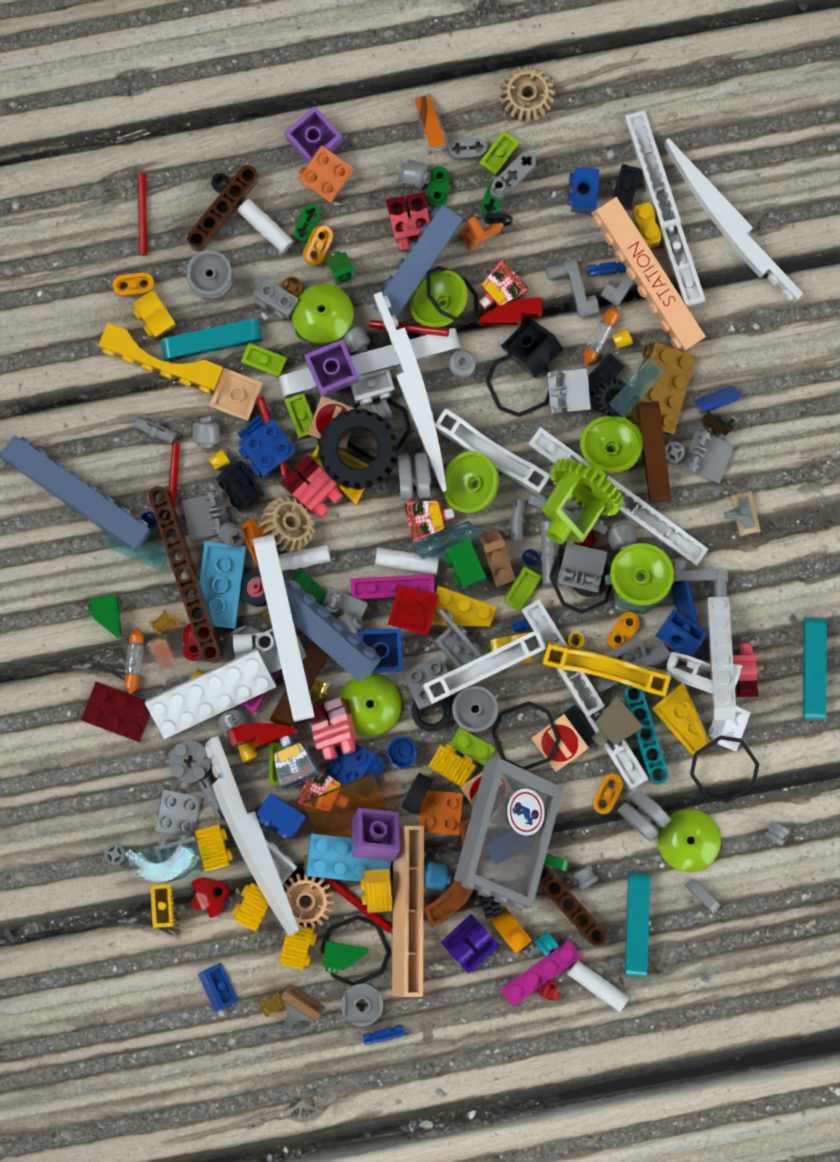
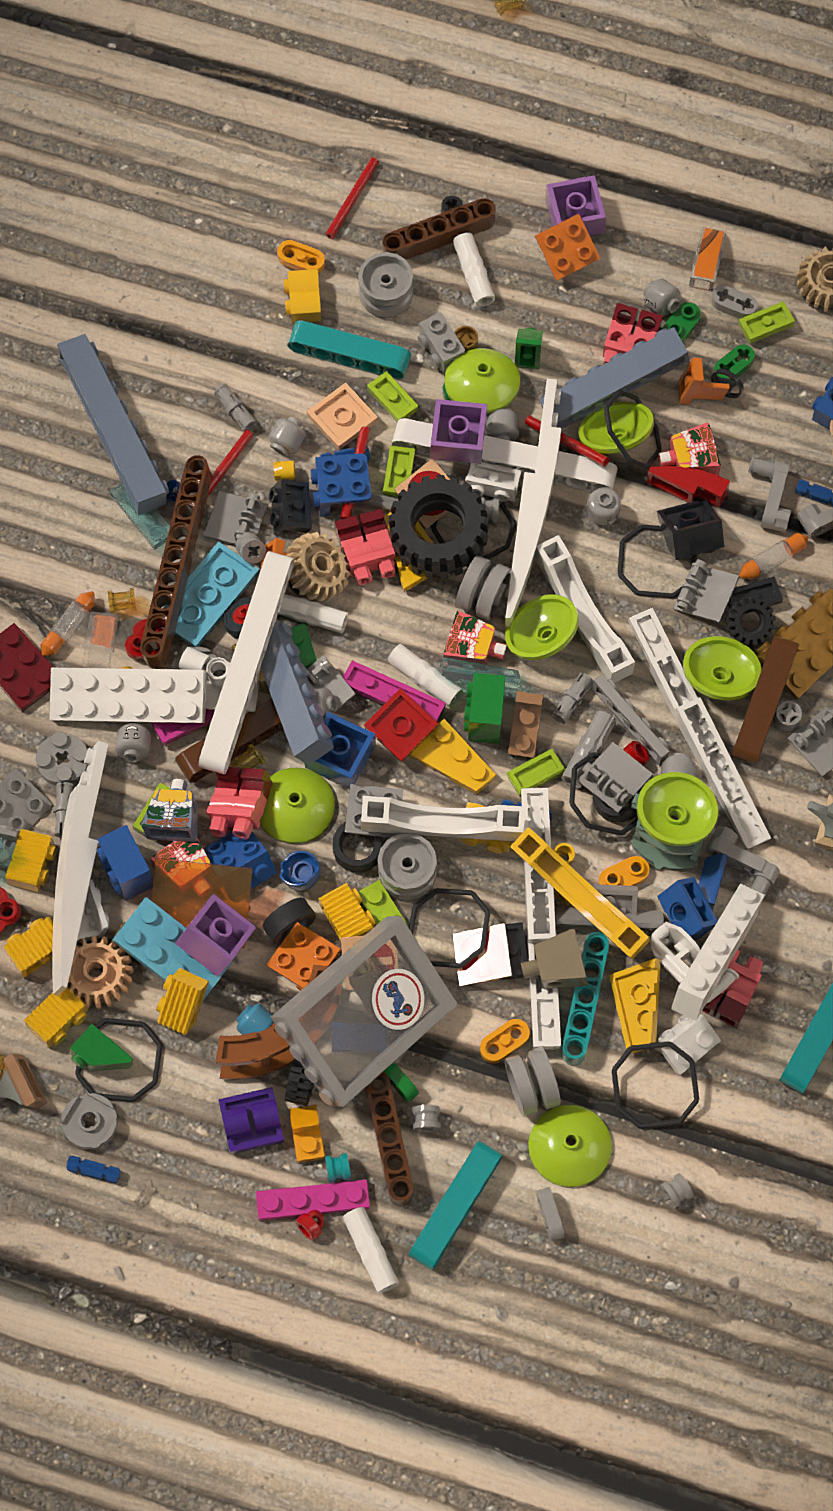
camera: 30 degrees right, 15 degrees down
(106, 612) = (70, 560): green slope -> none
(200, 373) = (314, 374): yellow arch -> none
(247, 752) = (131, 782): yellow hose -> none
(258, 733) = (153, 761): red slope -> none
(303, 221) = (517, 288): green beam -> none
(317, 245) = (517, 316): light orange plate -> none
(358, 904) = (151, 1006): red bar -> none
(408, 913) = (201, 1043): light nougat brick -> none
(455, 643) = (427, 782): light grey bracket -> none
(515, 167) = (783, 344): light grey beam -> none
(527, 560) = (559, 745): clear blue hinge -> none
(587, 486) = (668, 692): lime piece -> none
(622, 339) = (795, 571): yellow hose -> none
(637, 388) = (783, 621): clear light blue plate -> none

